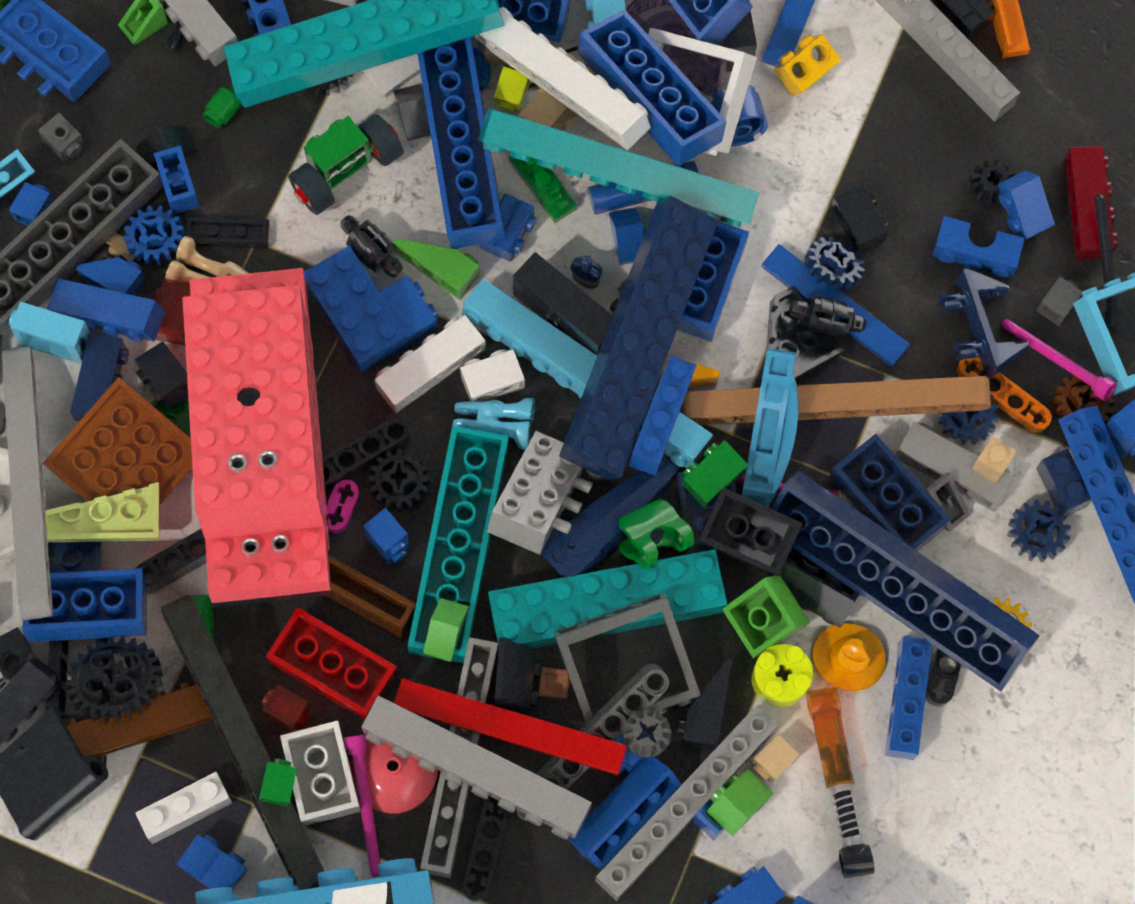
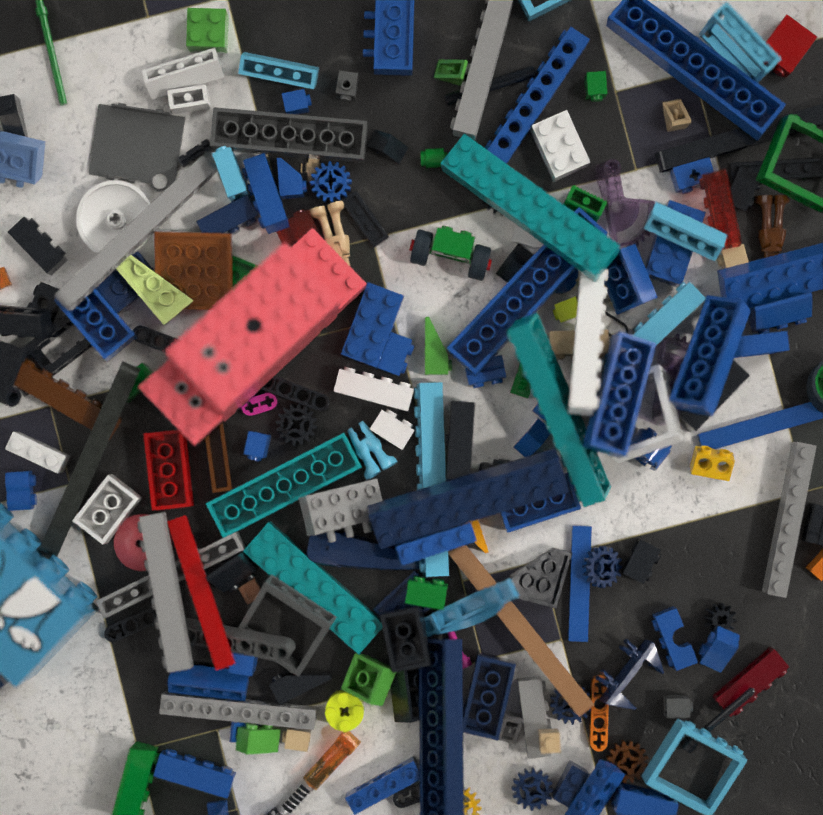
camera: 60 degrees right, 15 degrees up
(98, 672) = (78, 380): black gear -> none
(164, 374) = (256, 252): black brick -> none
(176, 180) = (370, 169): blue brick -> none
(278, 782) = (79, 495): green brick -> none
(286, 709) = (125, 465): clear red brick -> none
(357, 747) = (133, 518): dark pink piece -> none
(371, 246) = (415, 305): black piece -> none
(445, 629) = (228, 517): bright green slope -> none
(586, 271) = (493, 434): dark blue piece -> none
(646, 747) = (259, 664): dark grey gear -> none
(653, 527) = (370, 581): green piece -> none
(829, 309) = (565, 587): black piece -> none
(849, 657) = (383, 736): light orange hat -> none
(1102, 386) = (639, 767): dark pink piece -> none

